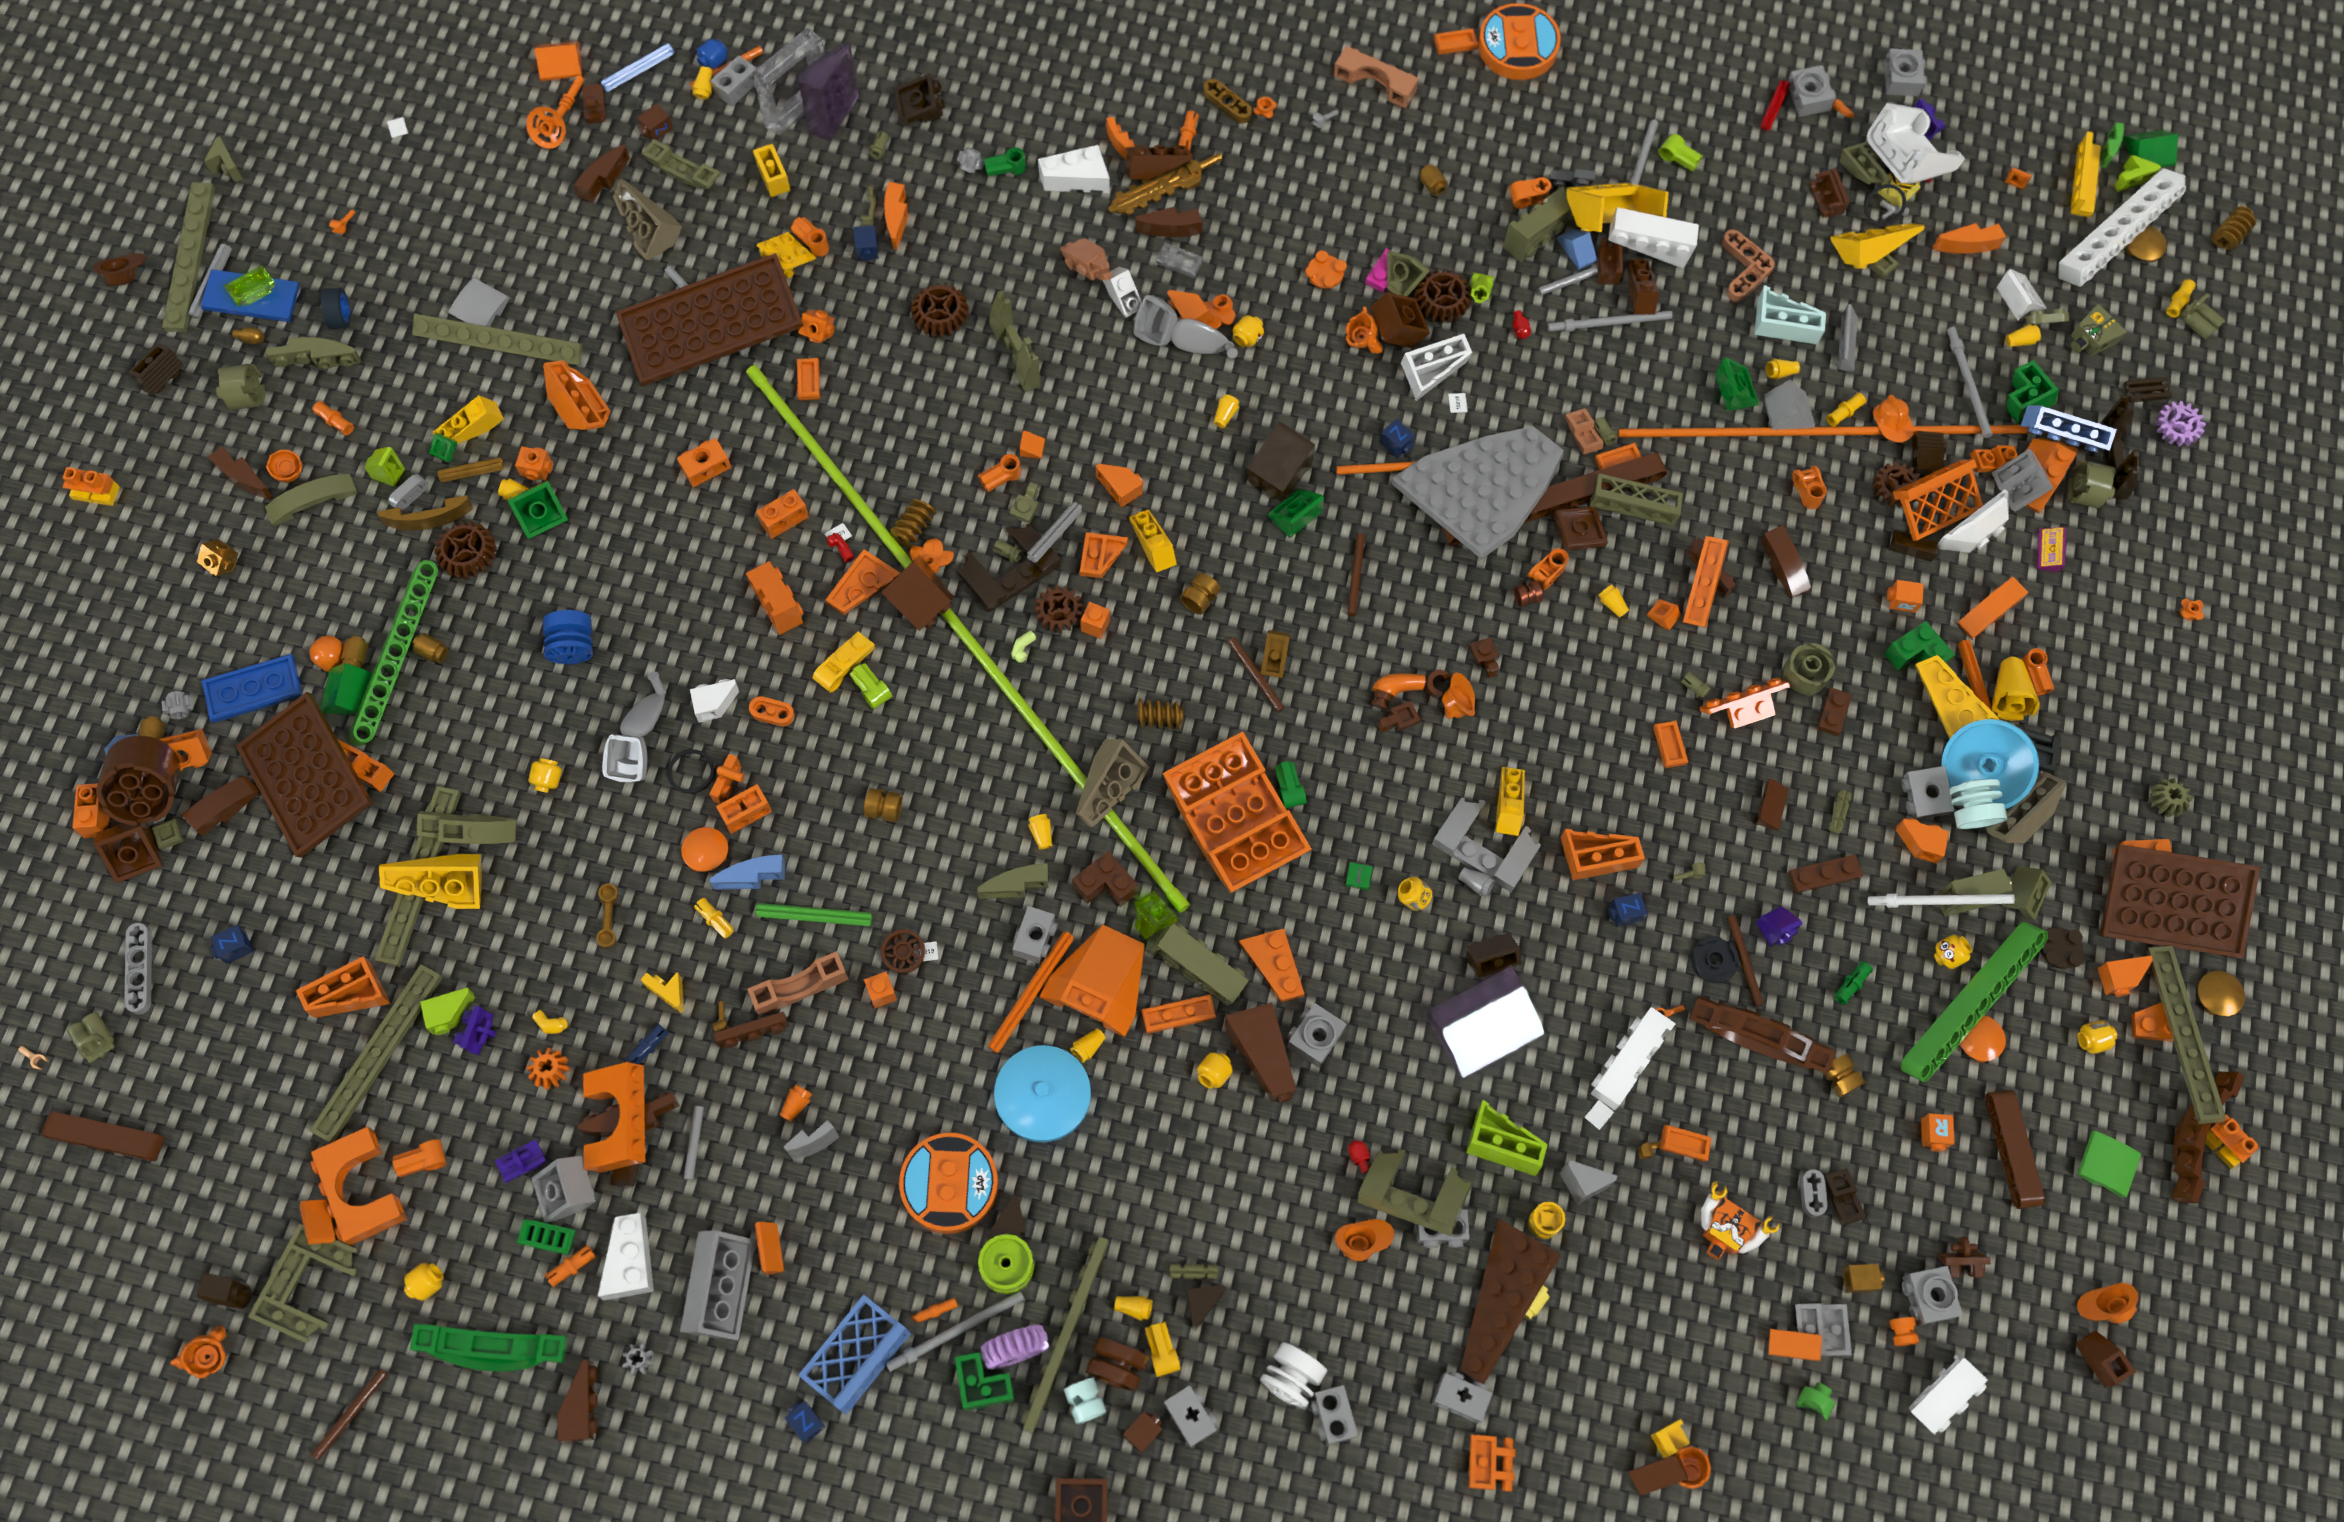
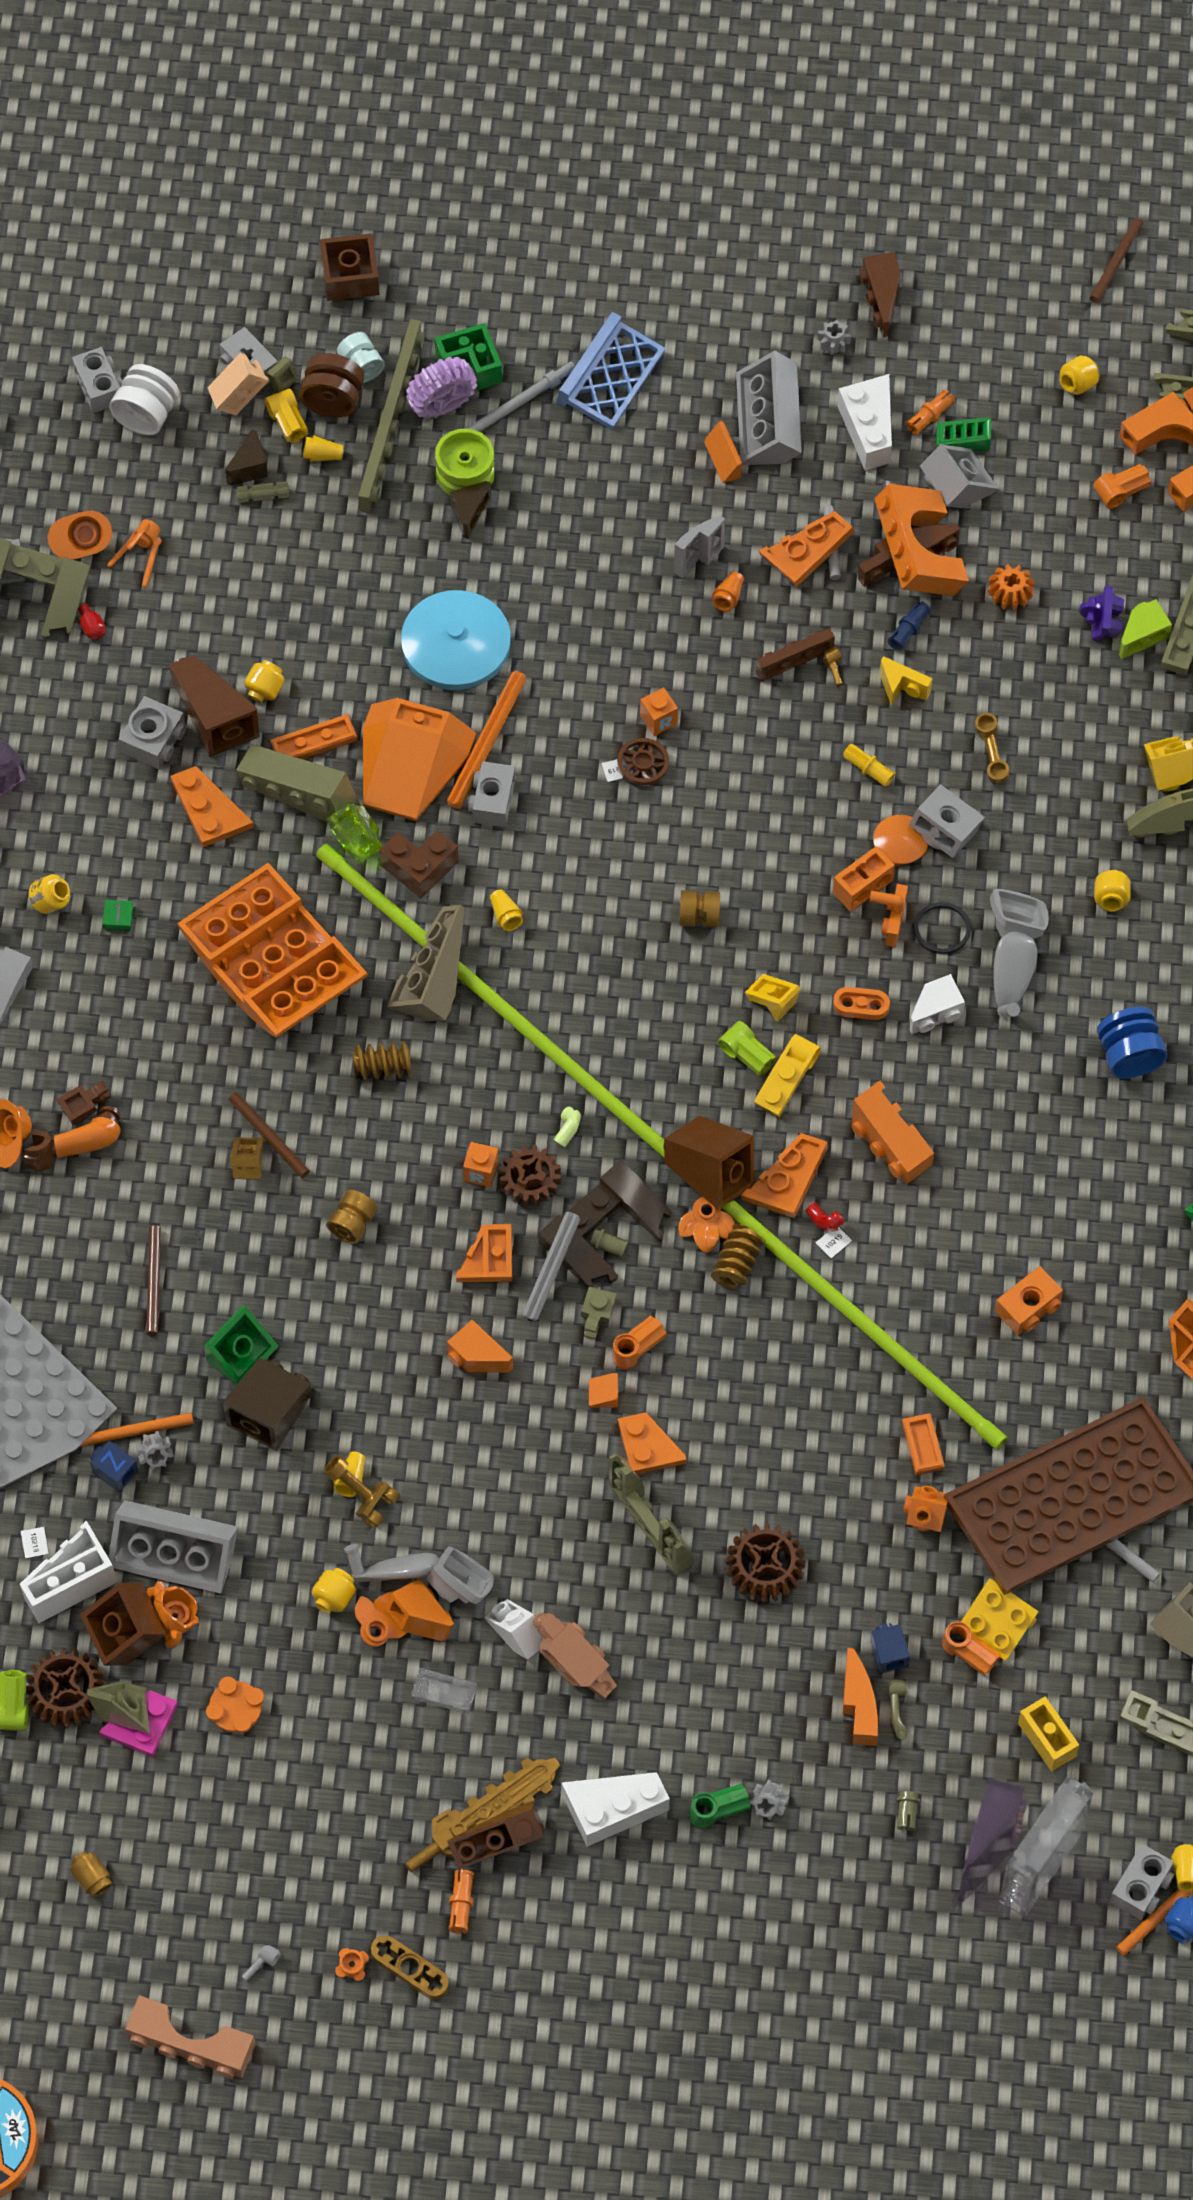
camera: 175 degrees right, 5 degrees down
(488, 1349) = (989, 324): green piece -> none
(521, 1161) = (1011, 493): dark purple hips -> none
(549, 1026) = (1027, 633): yellow arm -> none
(650, 850) = (946, 821): none -> light grey brick
(716, 1133) = (805, 551): none -> orange wing
(750, 873) = (839, 815): medium blue slope -> none
(776, 994) = (729, 716): nougat arch -> none
(782, 513) = (908, 1244): orange brick -> none
(804, 1421) = (647, 306): dark blue brick -> none
(813, 914) = (757, 786): bright green axle -> none
(839, 722) = (775, 994): none -> yellow slope
(919, 100) = (863, 1888): dark brown plate -> none
(935, 1310) = (533, 423): orange piece -> none
(948, 1183) = (542, 537): brick -> none
(1007, 405) = (648, 1445): none -> orange wing
(1014, 882) = (526, 847): olive slope -> none
(1087, 1046) = (414, 686): yellow cone -> none
(1118, 138) = (554, 1864): orange slope -> none
(1143, 1431) = (296, 340): reddish brown brick -> none
(1153, 541) = (424, 1283): yellow slope -> none
(1160, 1393) = (282, 375): none -> olive tile
(1169, 223) = (465, 1743): reddish brown slope -> none
(1205, 1380) = (237, 384): none -> light nougat hinge
(1216, 387) = (337, 1469): none -> pearl gold bar
(1290, 791) = (210, 996): green piece -> none
(1304, 1238) = (143, 536): none -> orange plant
(1359, 380) = (172, 1546): none -> light grey slope
(1366, 443) = (154, 1450): none -> light grey gear
(1455, 41) = (72, 2130): orange tile -> none

